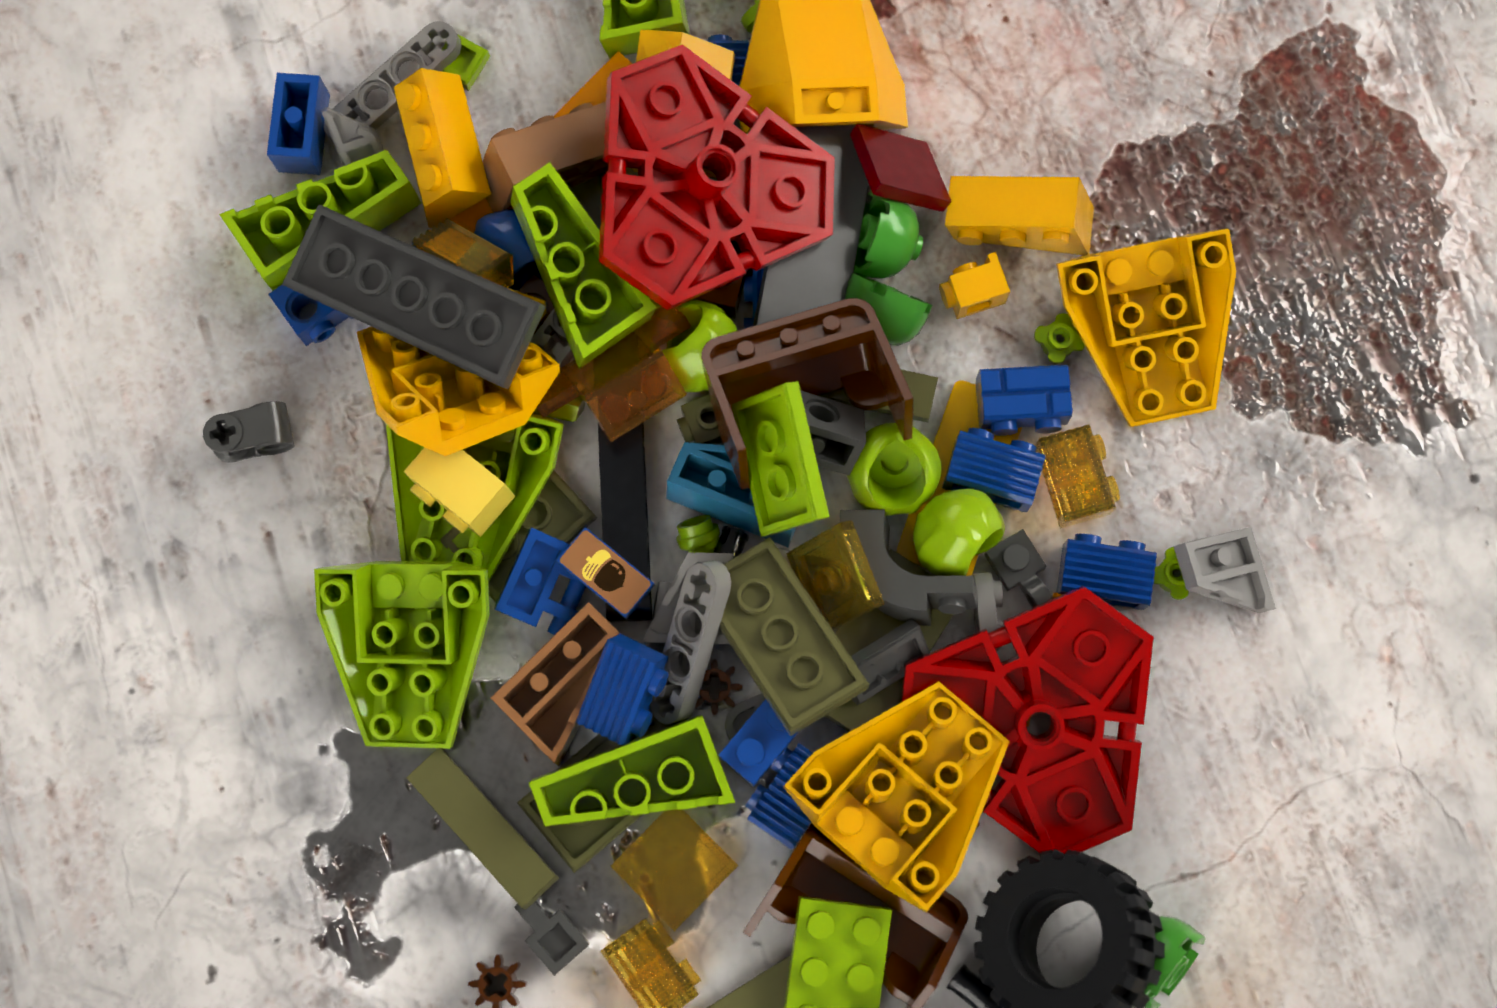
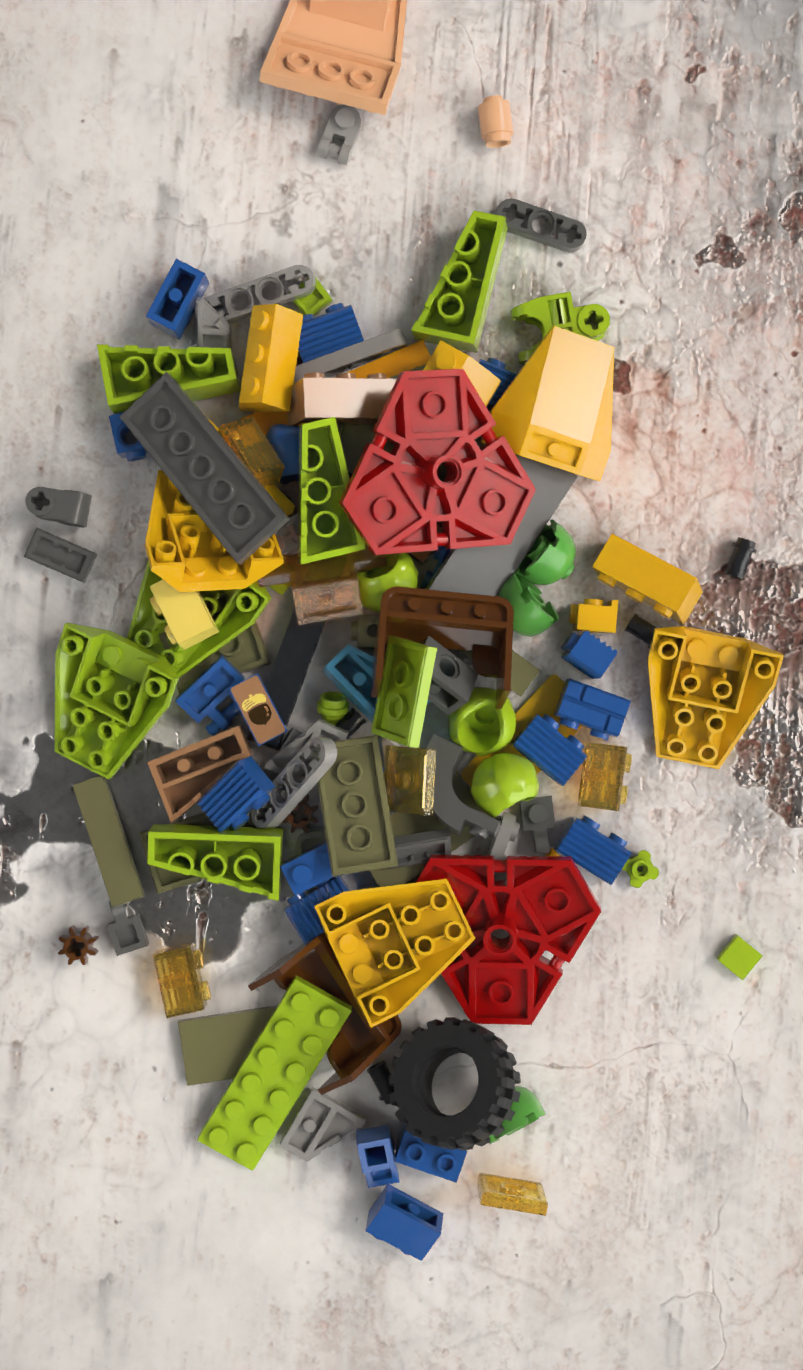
camera: 25 degrees right, 10 degrees up
(275, 493) = (60, 555): none -> dark grey plate
(503, 91) = (328, 332): none -> blue brick
(548, 96) = (353, 355): none -> light grey beam
(674, 866) = (224, 919): clear yellow tile -> none
(900, 168) = (579, 513): dark red tile -> none
(988, 330) = (587, 654): none -> blue brick
(1040, 280) = (641, 629): none -> black pin
(1056, 350) = (628, 670): lime plate -> none
(1120, 145) = (740, 558): none -> black pin
(1226, 570) = (673, 881): light grey wing -> none
(1353, 631) = (739, 957): none -> lime tile

